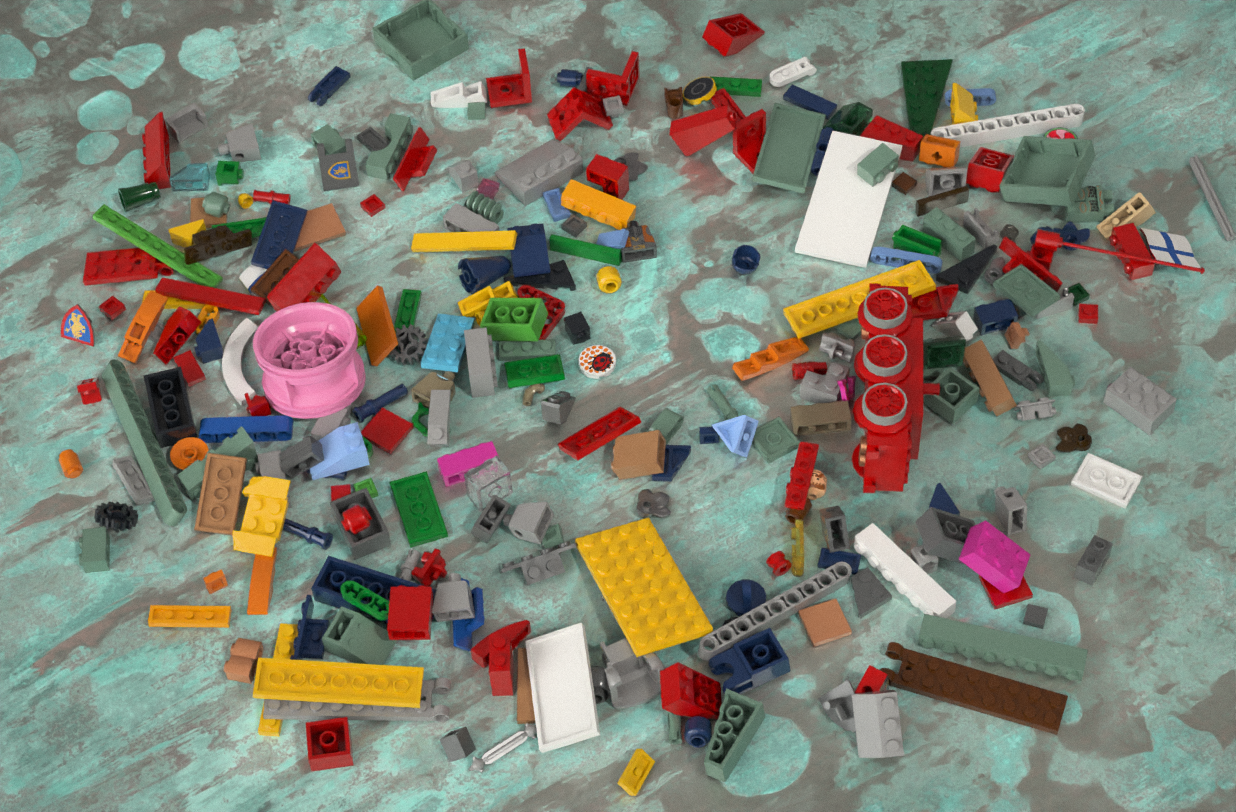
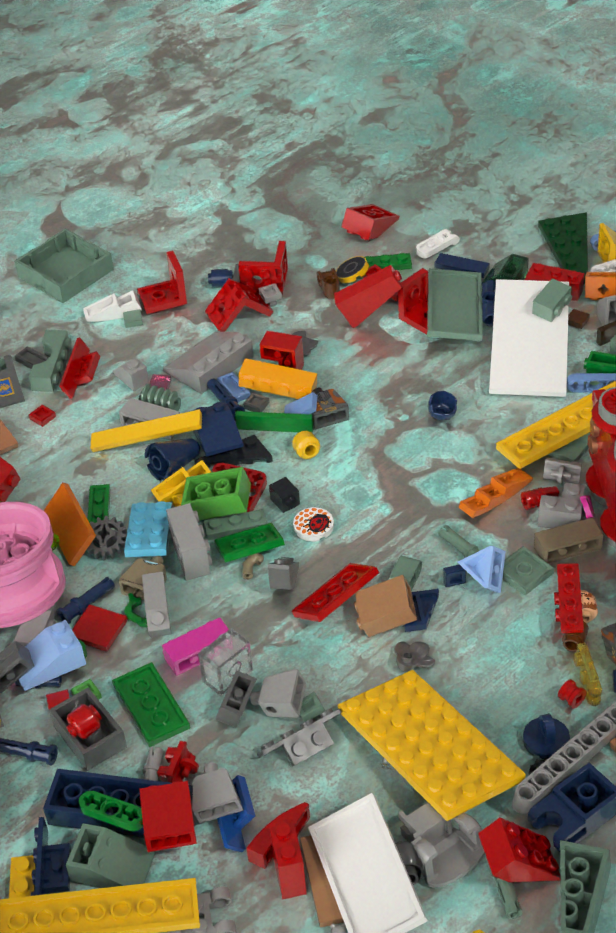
camera: 10 degrees left, 10 degrees down
(539, 202) = (223, 396): none -> dark blue pin
(698, 731) = (539, 897): dark blue head -> none

